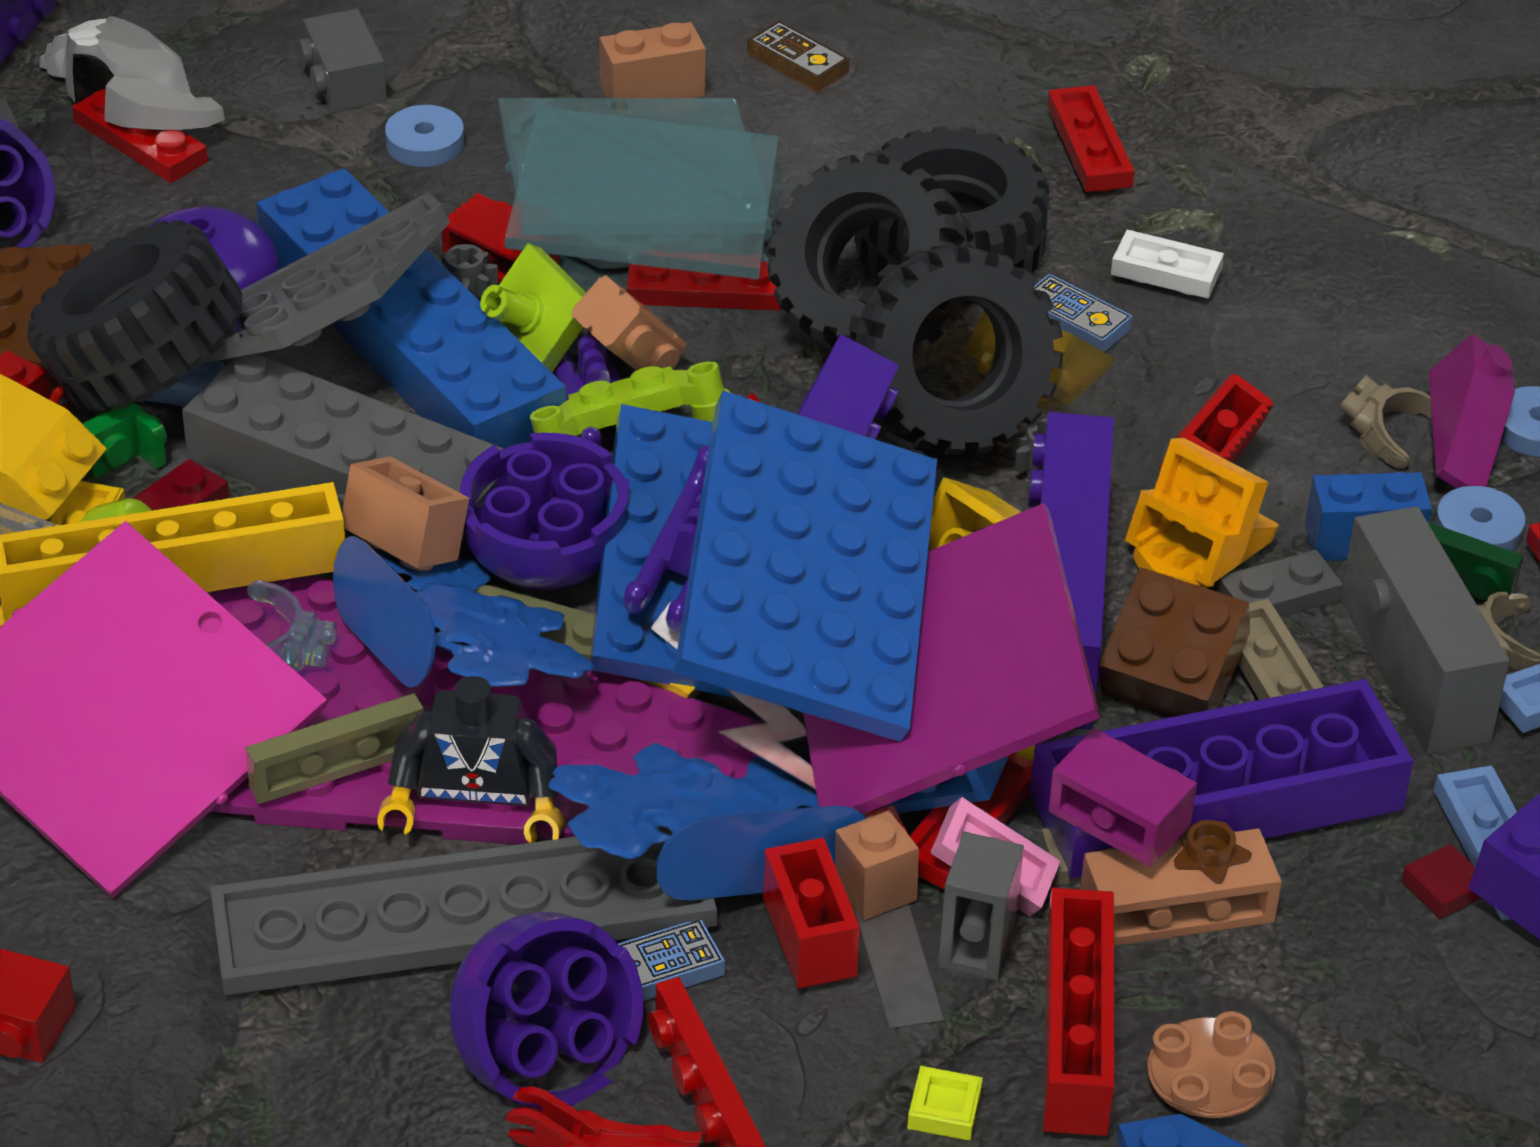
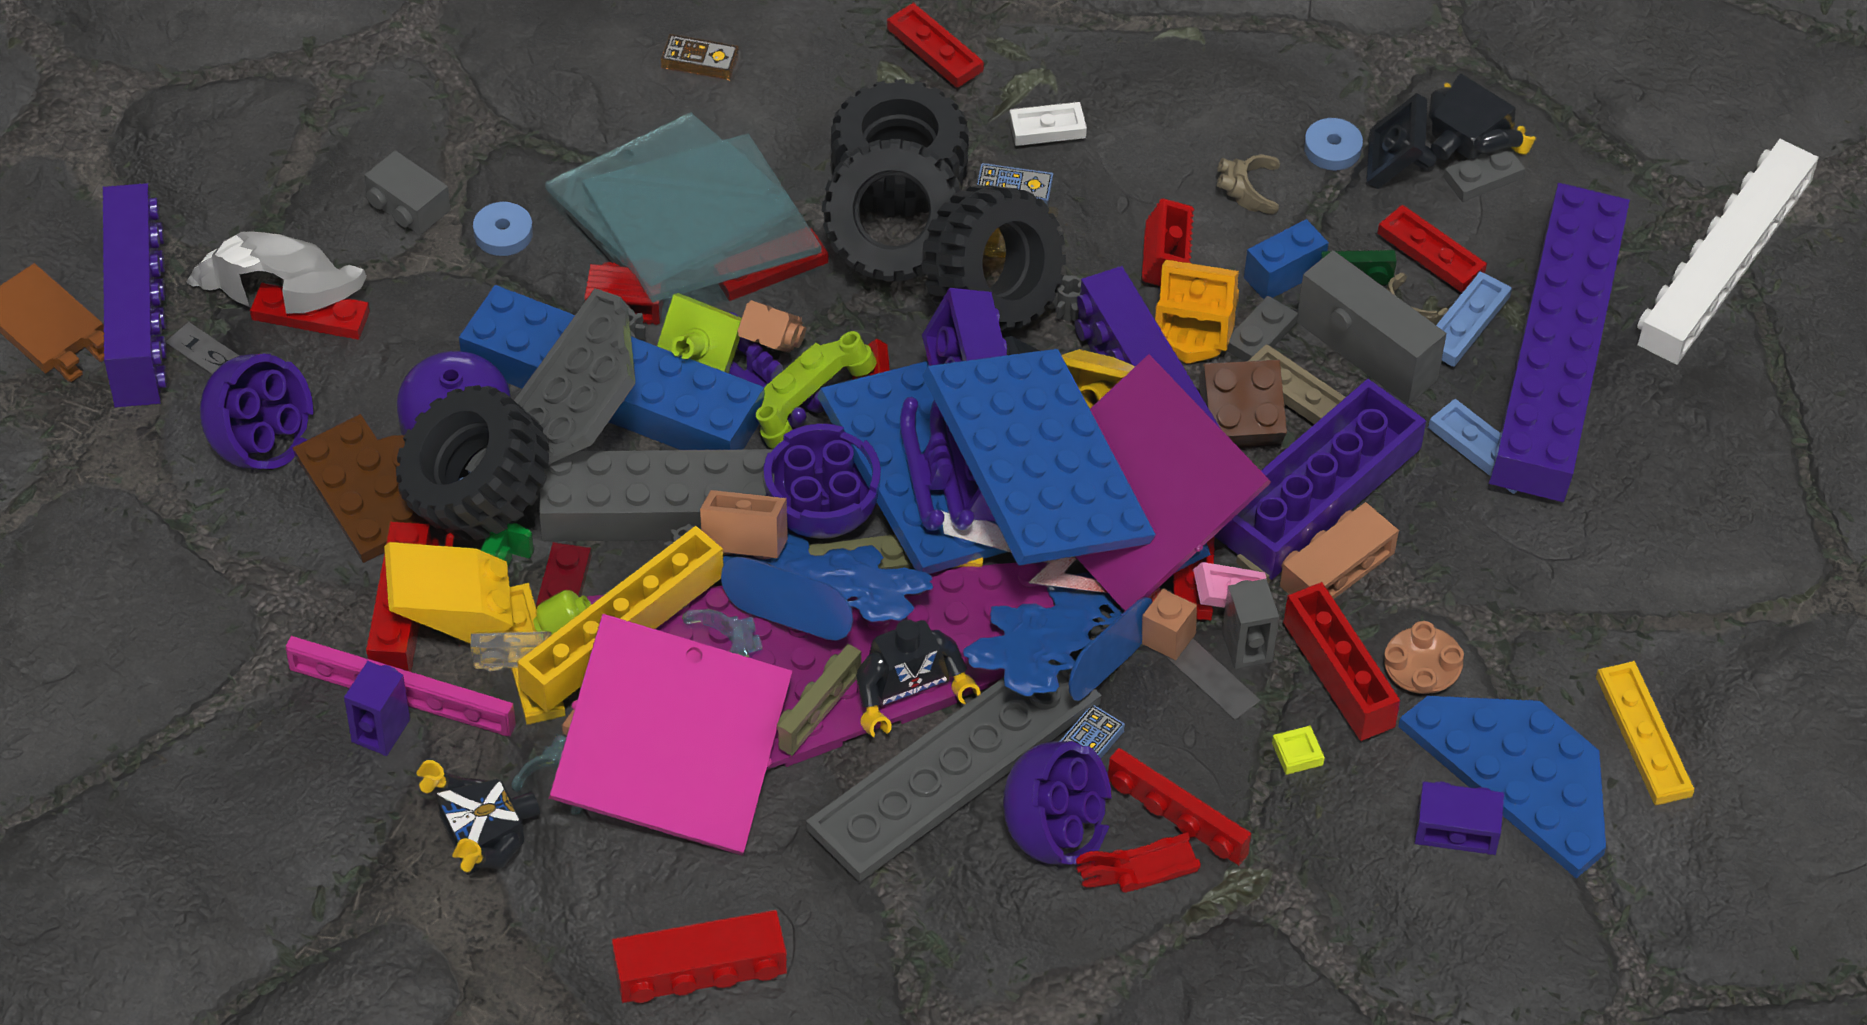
camera: 30 degrees left, 10 degrees up
(653, 63) = (619, 110): nougat brick -> none
(811, 913) = (1157, 672): red brick -> none
(1122, 797) = (1296, 522): magenta brick -> none
(1215, 836) = (1354, 520): reddish brown plate -> none
(1441, 880) = (1470, 484): dark red tile -> none
(1469, 410) = (1298, 157): magenta slope -> none
(1483, 515) = (1348, 220): medium blue piece -> none

